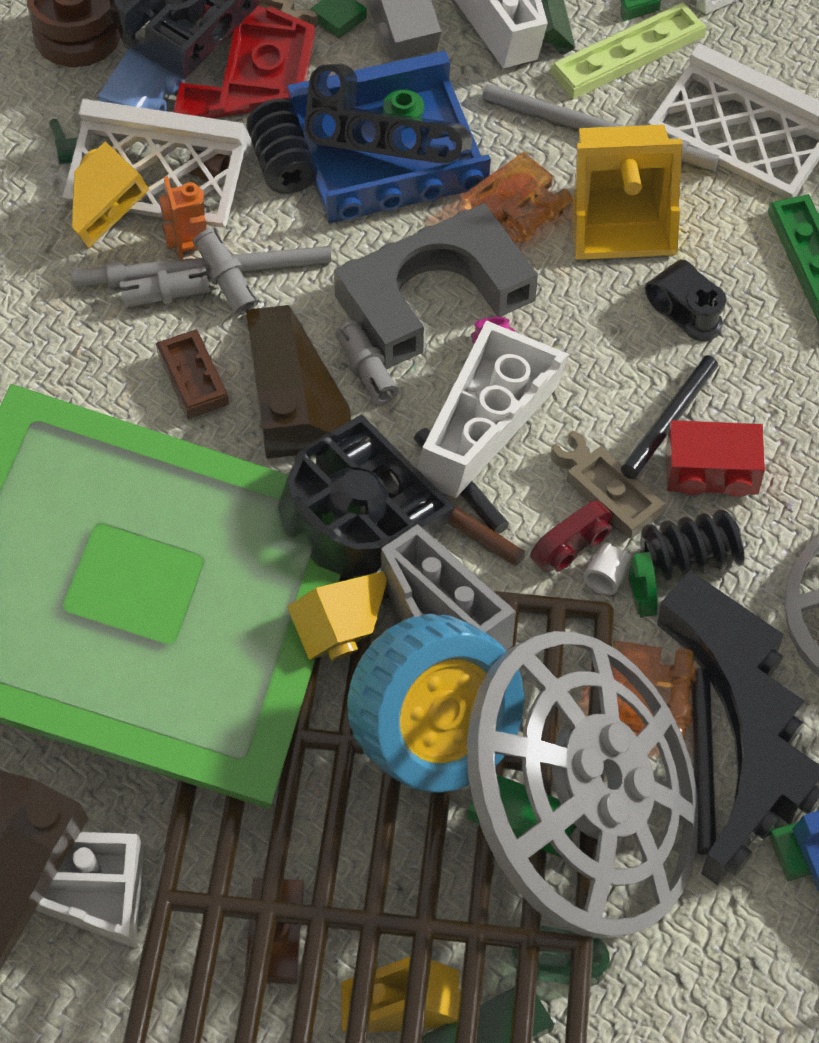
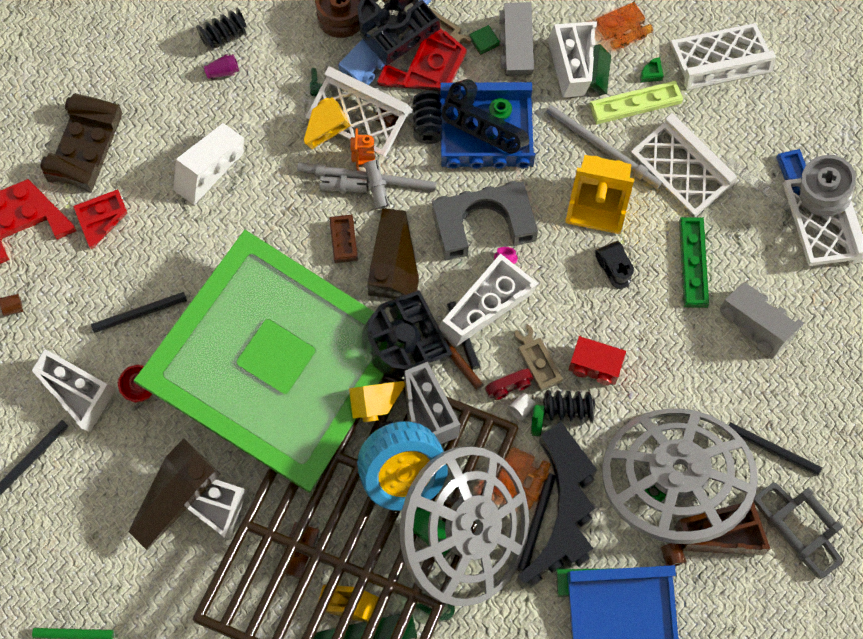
camera: 15 degrees right, 10 degrees up
(367, 362) = (435, 256): light grey pin -> none
(514, 187) = (542, 173): clear orange plate -> none
(673, 411) = (582, 329): black bar -> none

